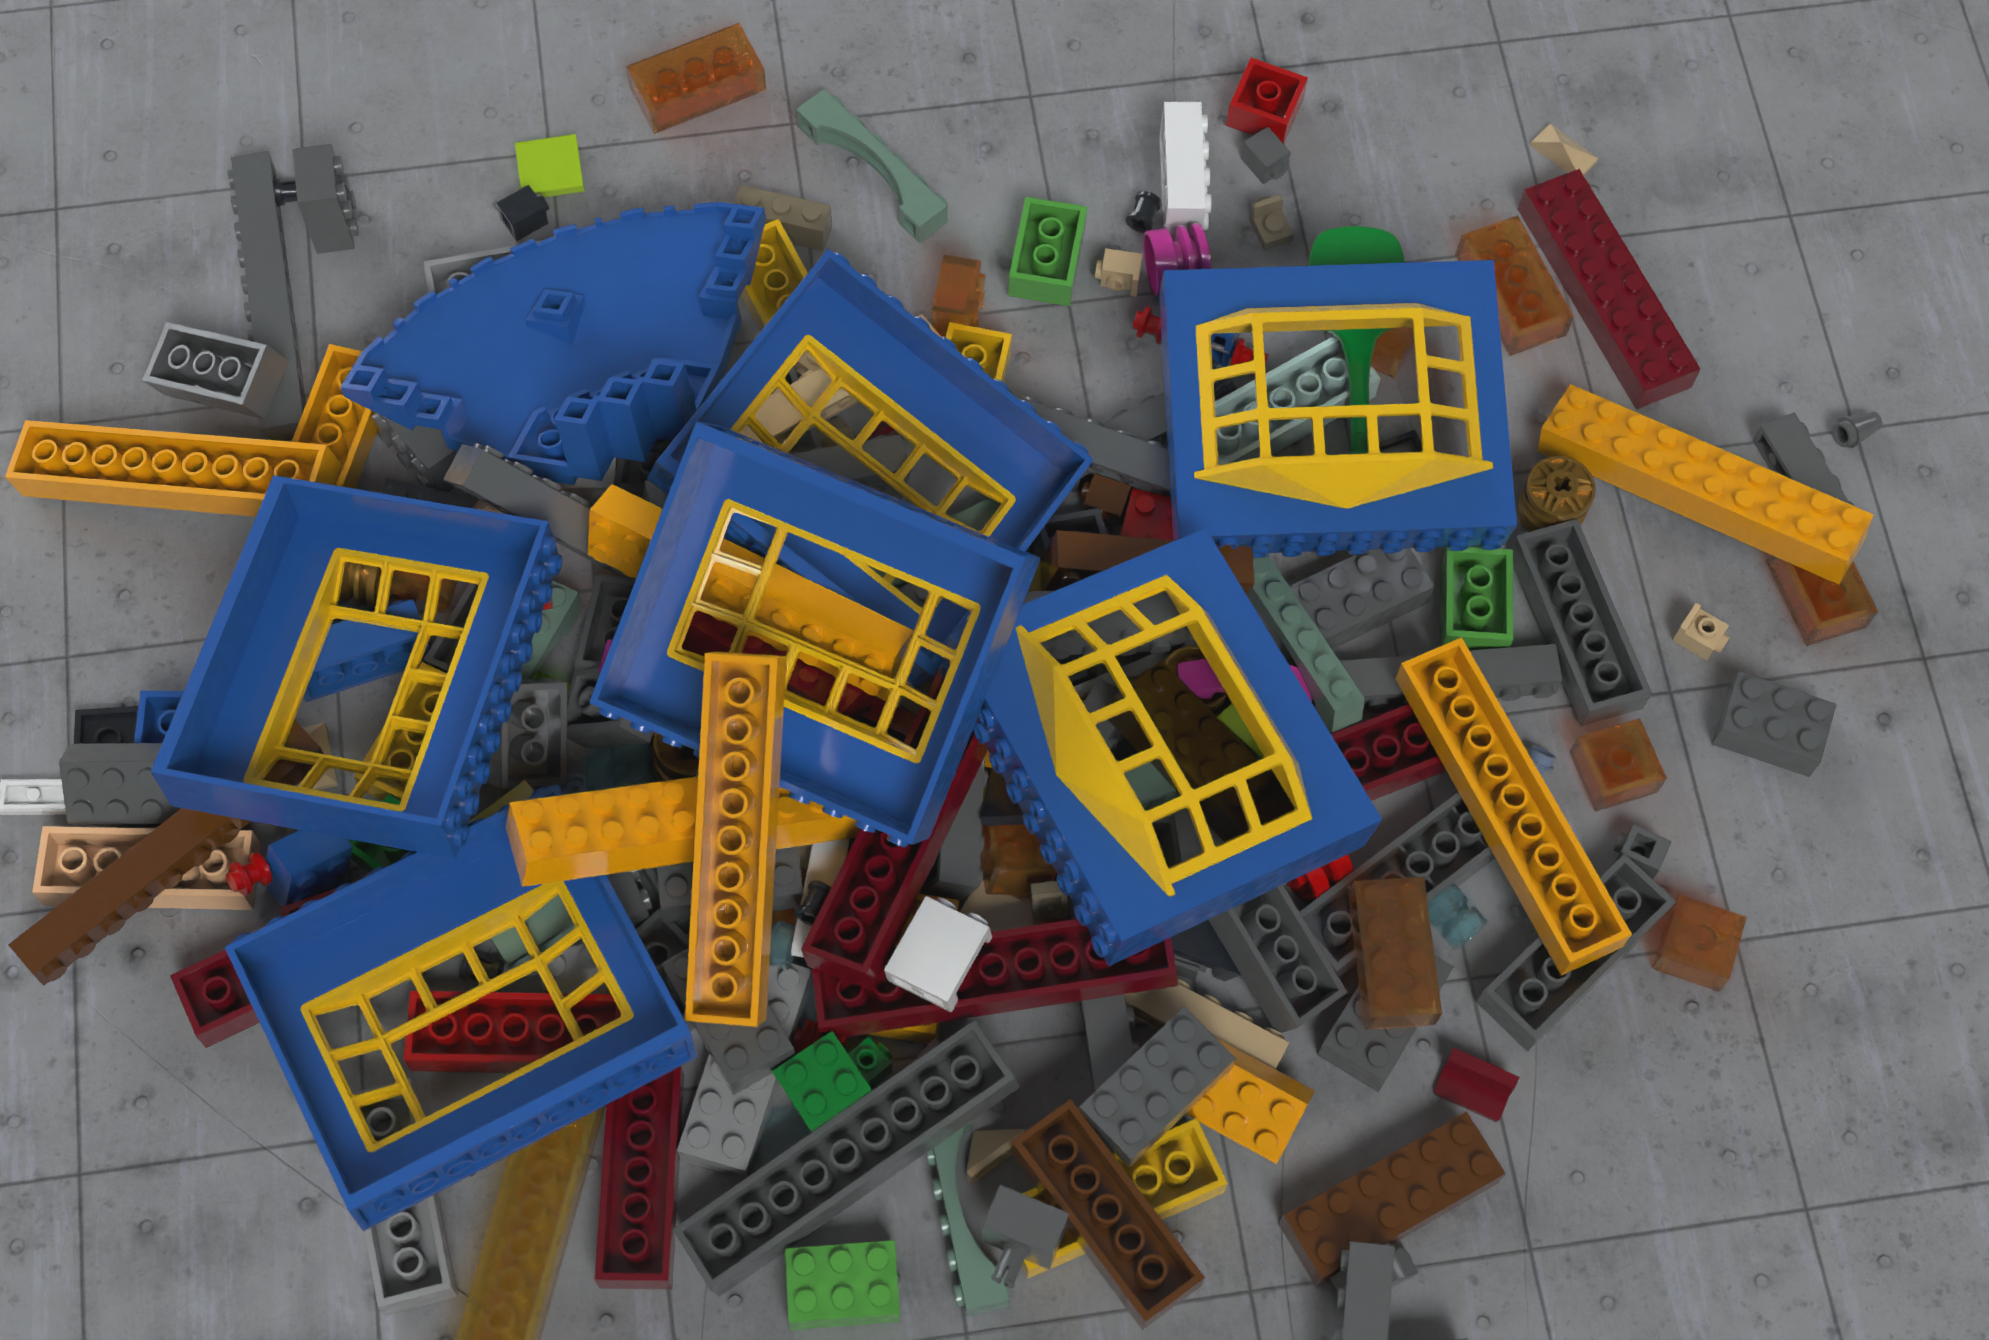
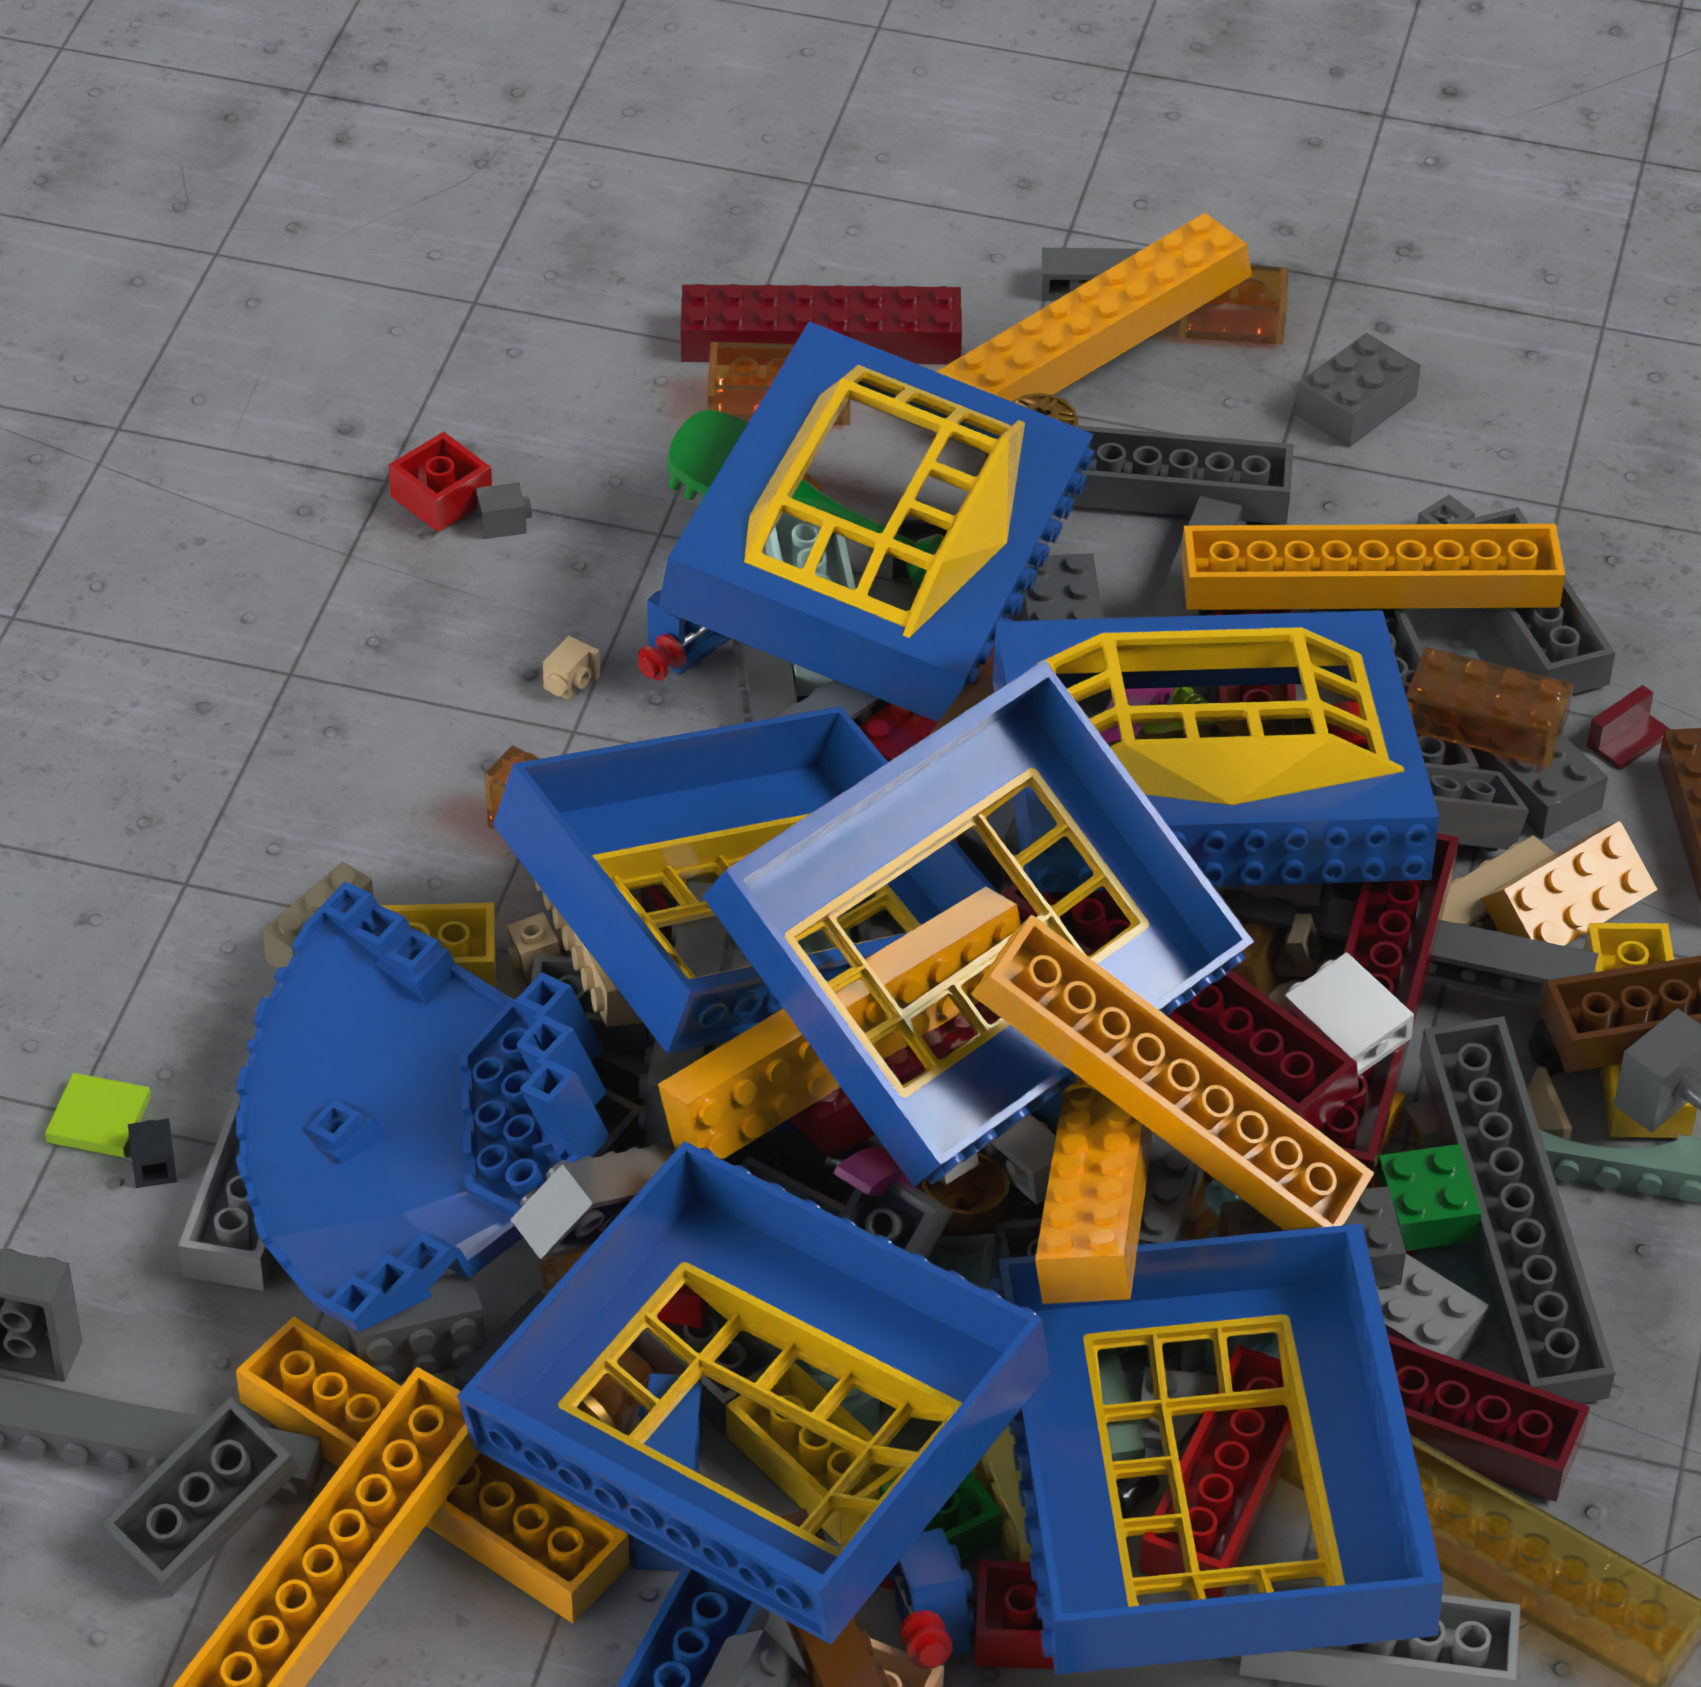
camera: 65 degrees left, 20 degrees down
(696, 78) = (80, 931): clear orange brick -> none
(827, 121) = (372, 803): sand green arch -> none
(842, 1285) = (1644, 1279): bright green brick -> none
(1047, 251) = (511, 706): bright green brick -> none
(1143, 212) = (506, 627): black bush -> none
(1157, 1086) = (1559, 907): dark grey brick -> none
(1184, 166) = (487, 571): white brick -> none
(1185, 253) = (595, 607): dark pink wheel -> none
(1270, 222) = (582, 540): dark tan bracket -> none
(1477, 597) = (1126, 535): bright green brick -> none
(1563, 150) = (637, 303): tan slope -> none
(1617, 764) = (1349, 494): clear orange brick -> none
(1699, 943) = (1576, 512): clear orange brick -> none
(1702, 633) = (1234, 404): tan brick -> none
(1854, 429) = (1075, 225): dark grey cone -> none

